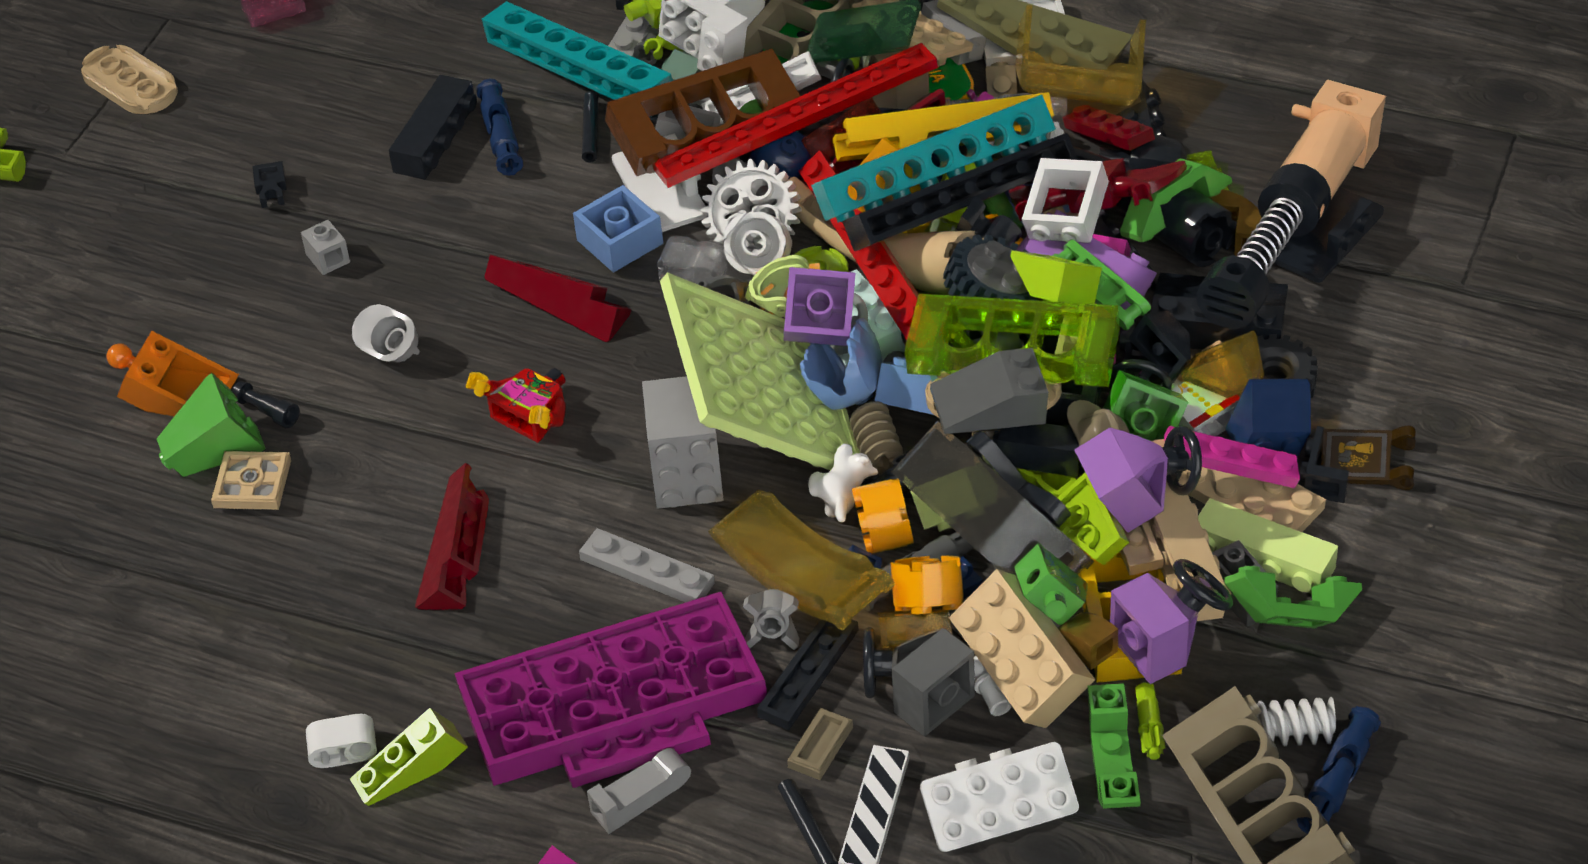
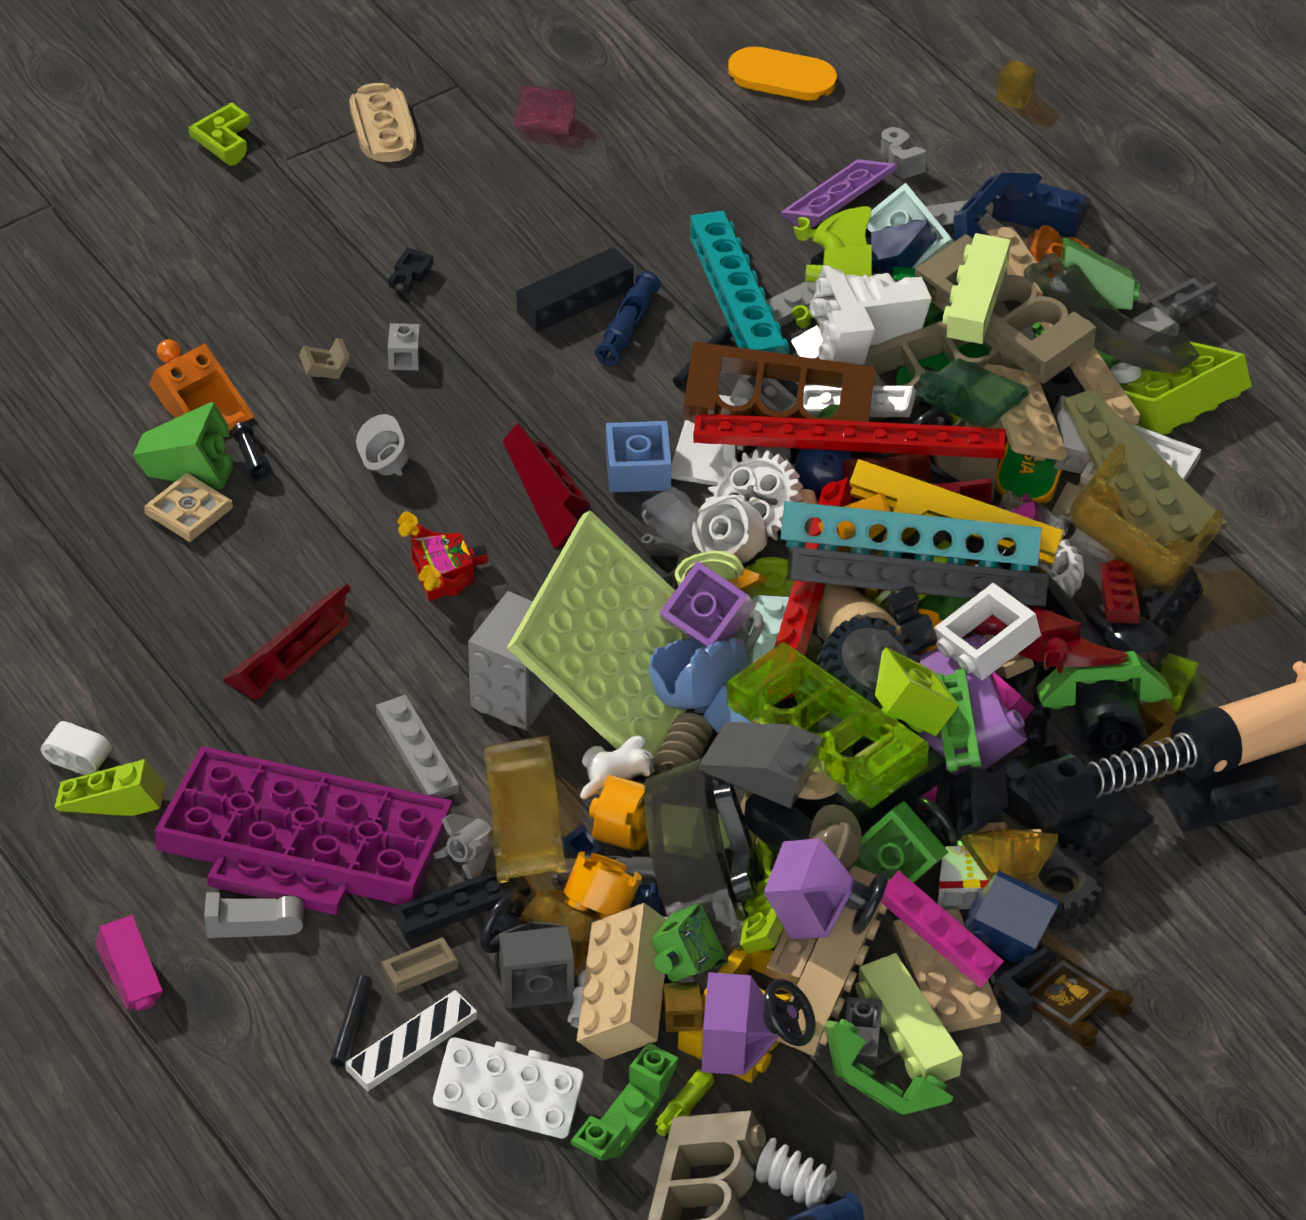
camera: 30 degrees right, 0 degrees up
(267, 295) = (325, 362): none -> dark tan bracket

